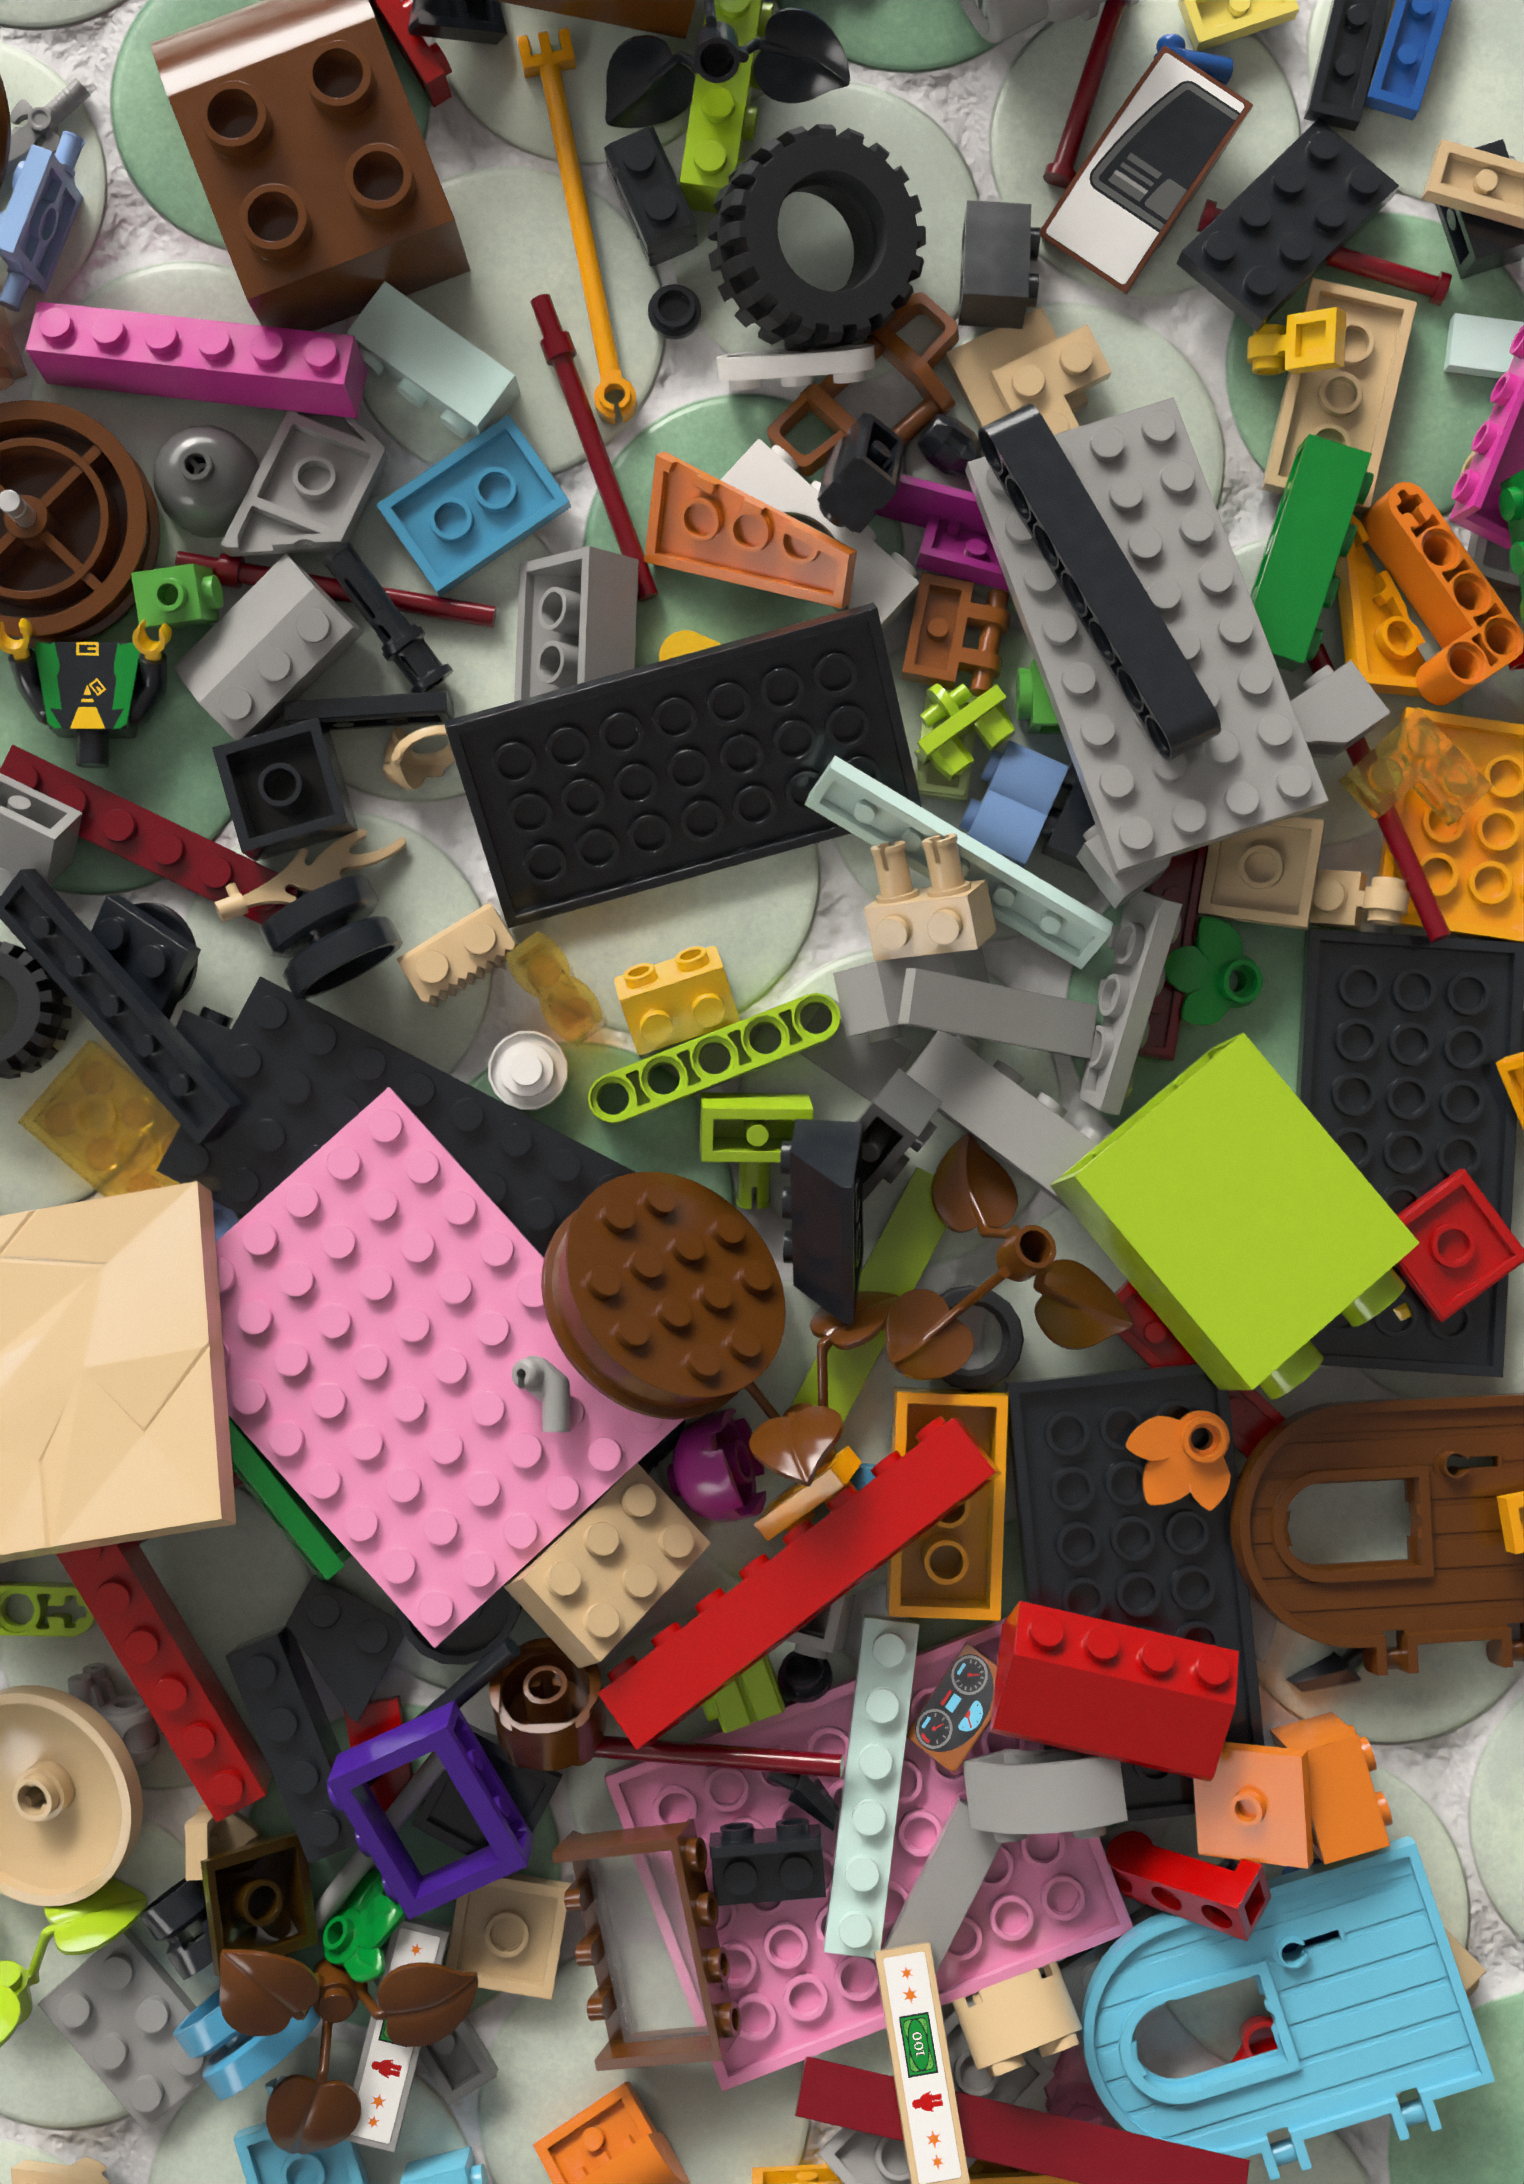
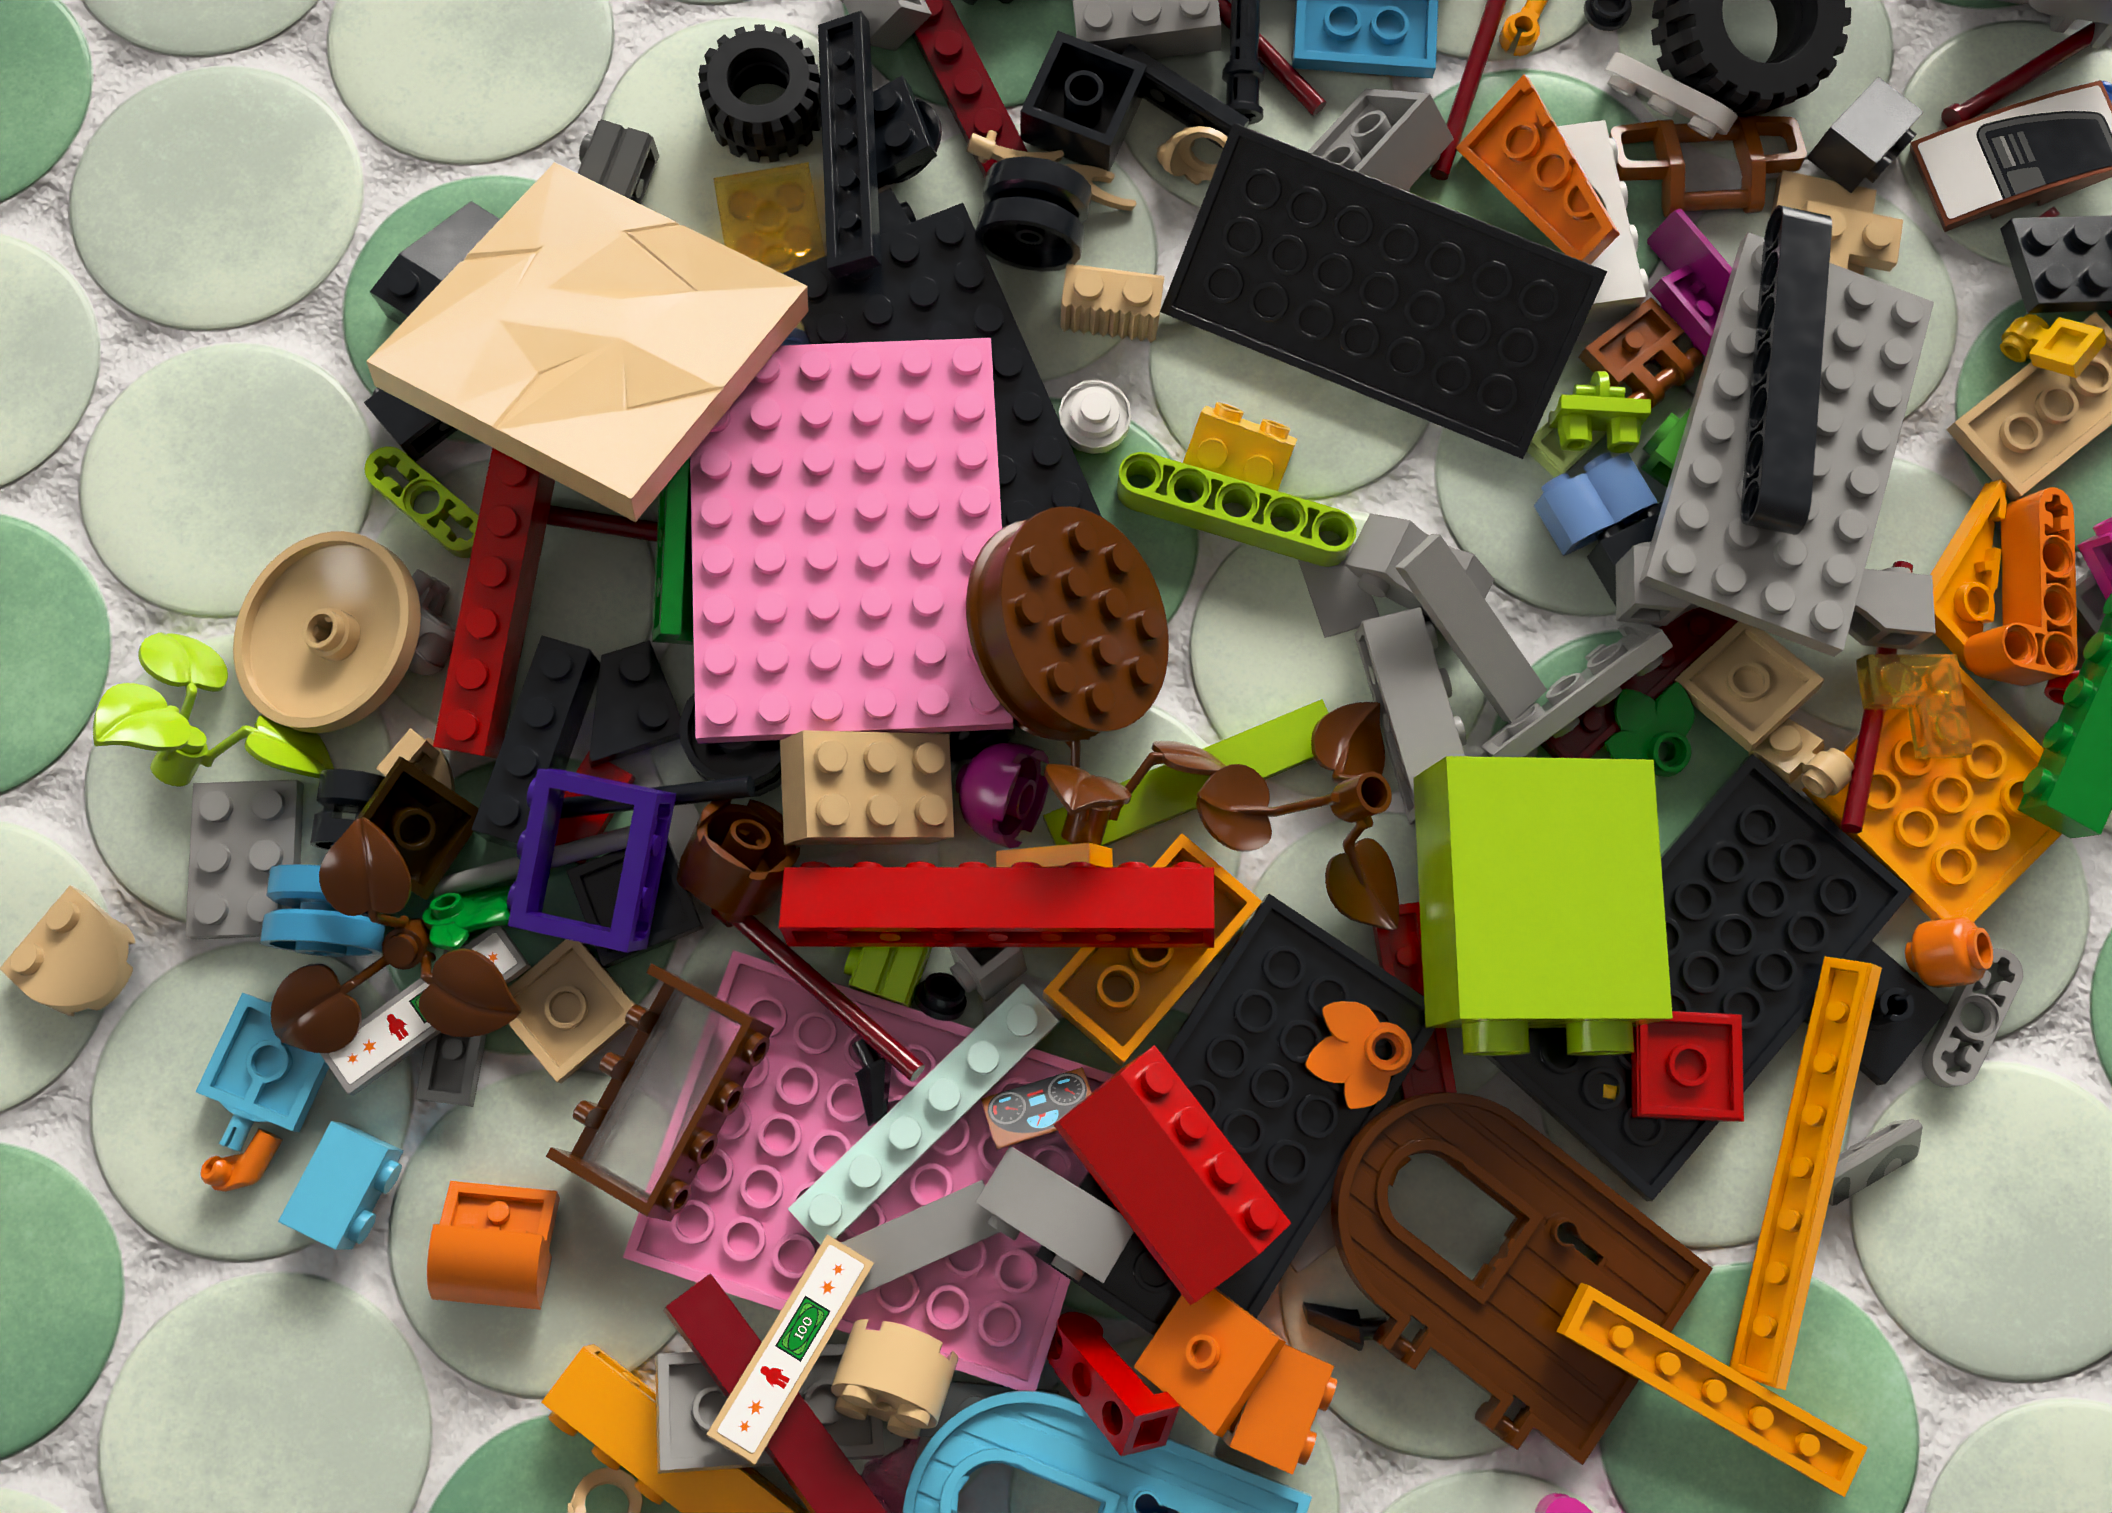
camera: 35 degrees right, 10 degrees down
(549, 1387) = (933, 615): light grey arm -> none
(563, 999) = (1162, 372): clear yellow brick -> none
(750, 1132) = (1222, 581): lime brick -> none
(767, 1862) = (799, 1108): black bracket -> none
(825, 1212) = (1234, 663): black slope -> none
(861, 474) = (1661, 188): black brick -> none
(891, 1125) = (1316, 646): dark grey brick -> none
(931, 919) = (1487, 528): tan brick -> none
(949, 445) = (1732, 225): black piece -> none
(1010, 1347) = (1303, 858): black tyre -> none
(1015, 894) = (1524, 506): light aqua plate -> none
(1305, 546) = (1956, 477): green brick -> none

